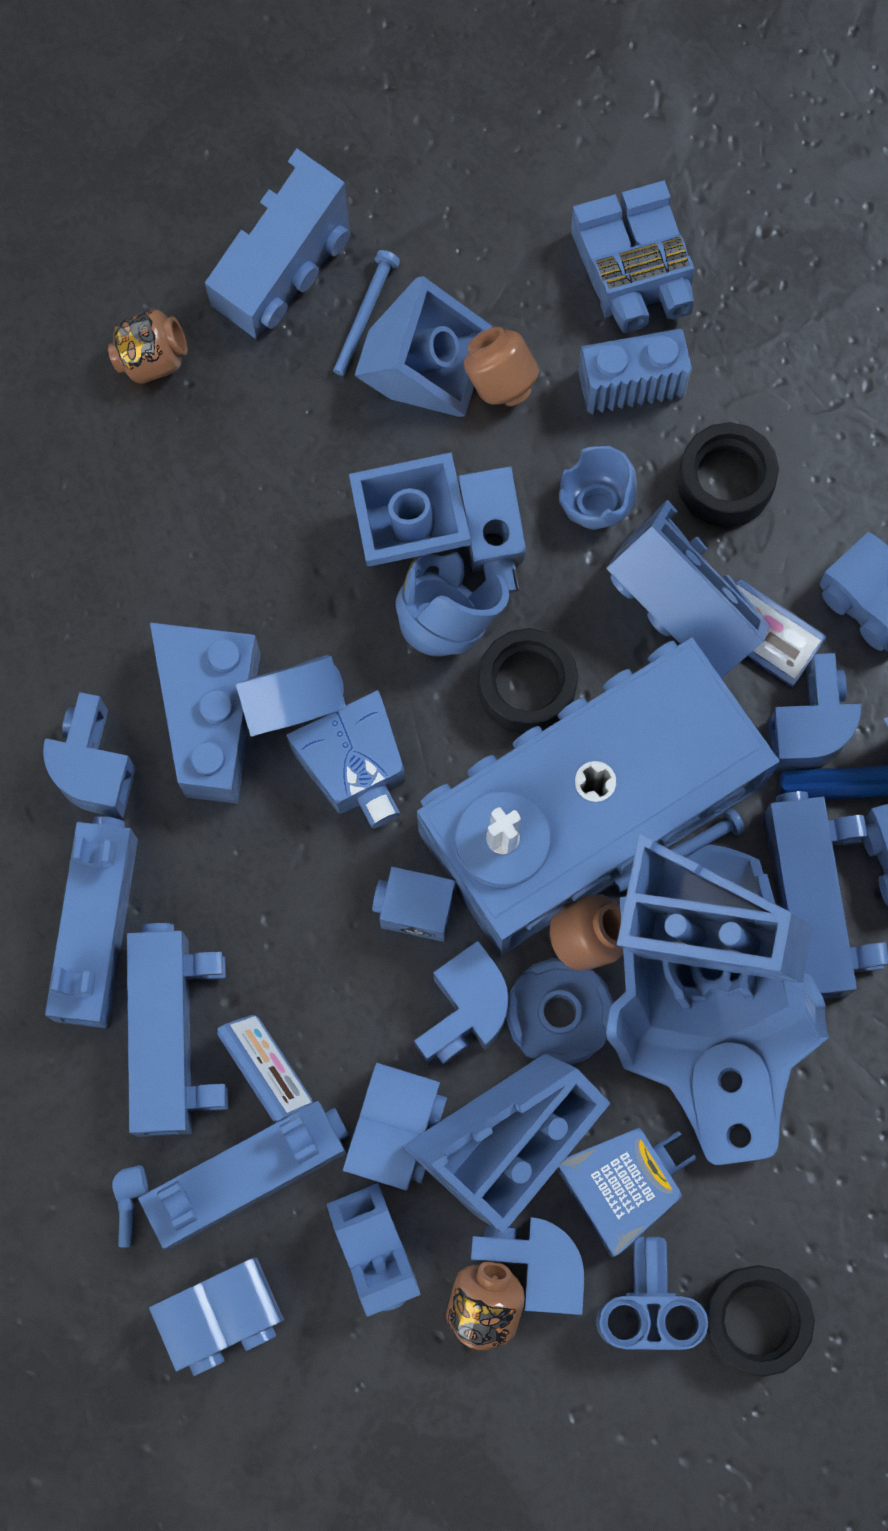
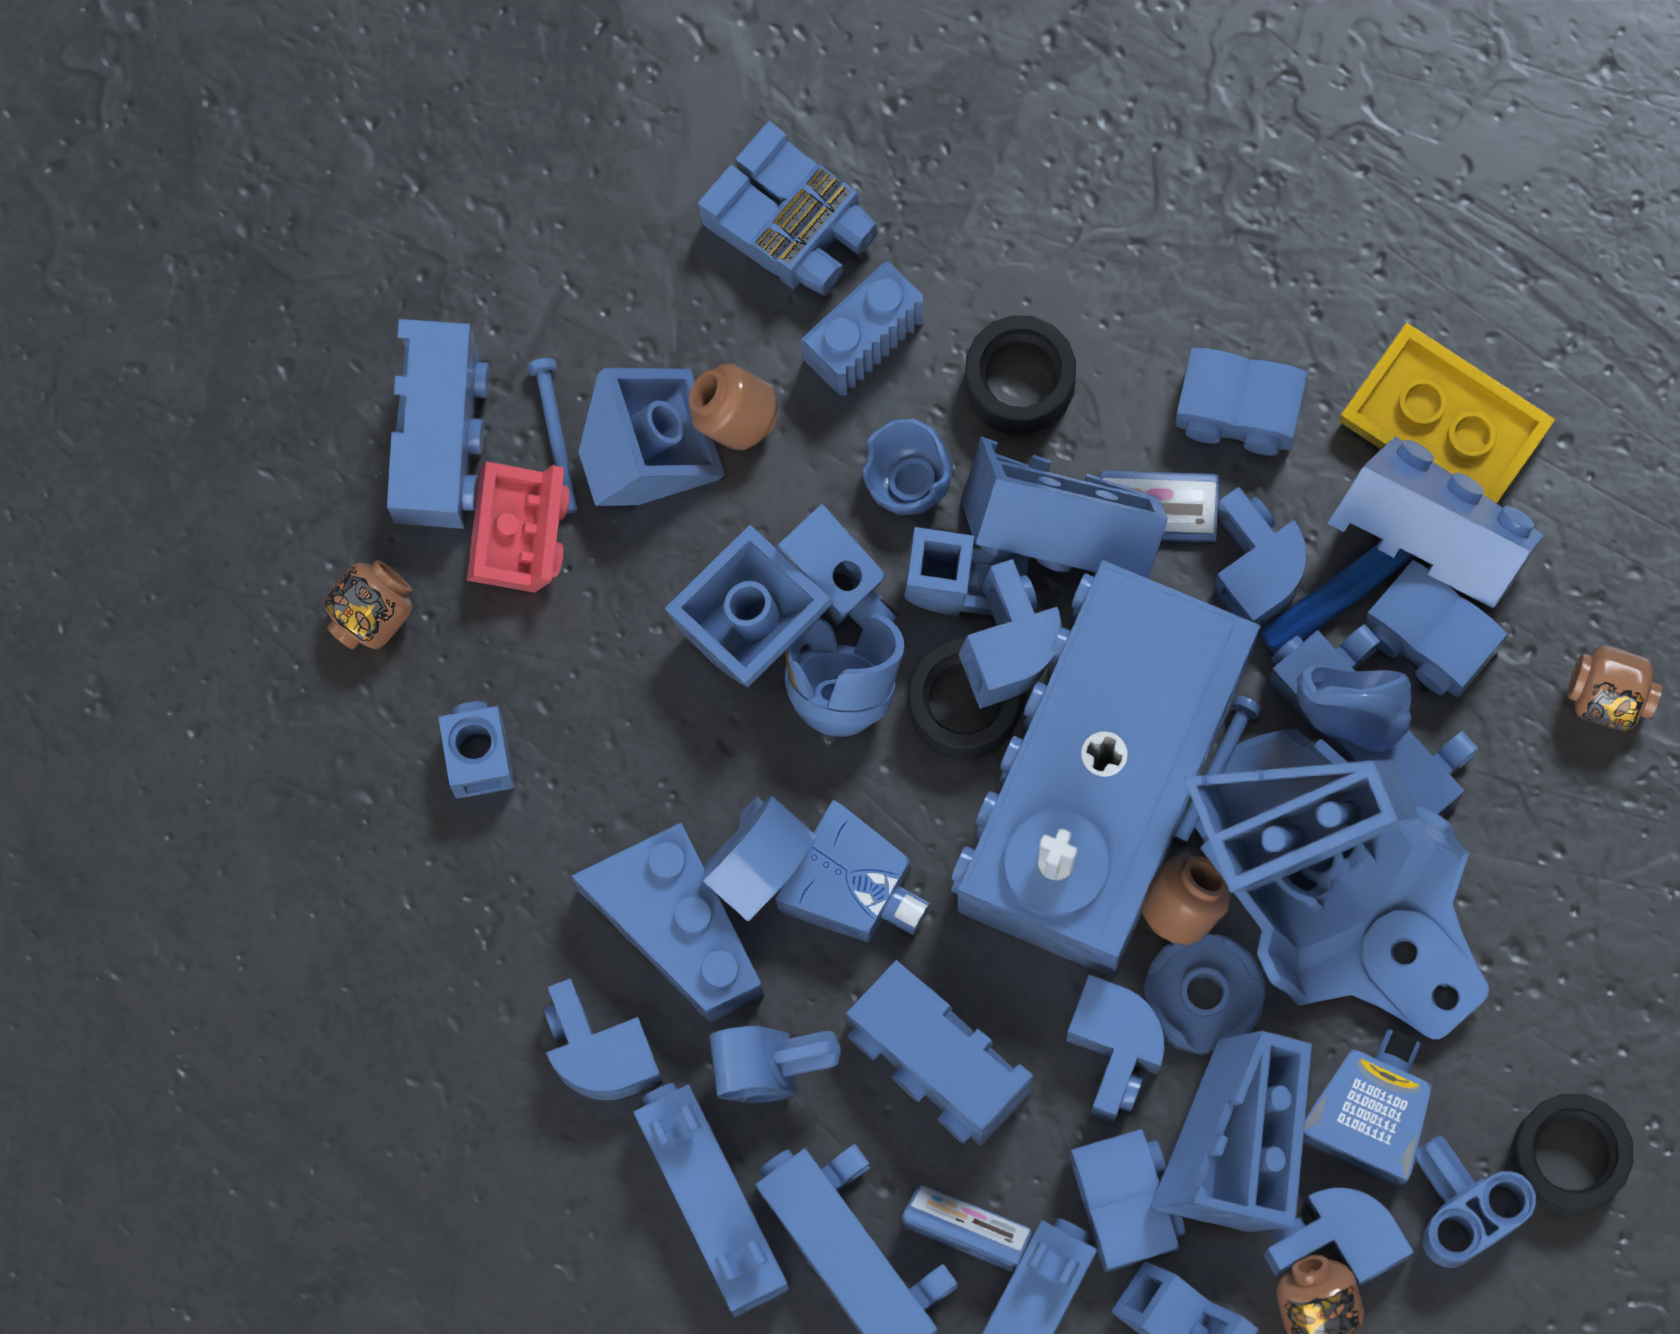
camera: 30 degrees left, 0 degrees up
(155, 515) = (483, 774): none -> medium blue brick
(196, 848) = (762, 1062): none -> medium blue beam
(288, 356) = (517, 526): none -> coral bracket
(327, 927) = (937, 1055): none -> medium blue wedge
(415, 903) = (1003, 979): medium blue brick -> none
(576, 588) = (949, 573): none -> medium blue brick
(582, 666) = (1015, 652): none -> medium blue brick
(815, 871) = (1357, 705): none -> medium blue hair

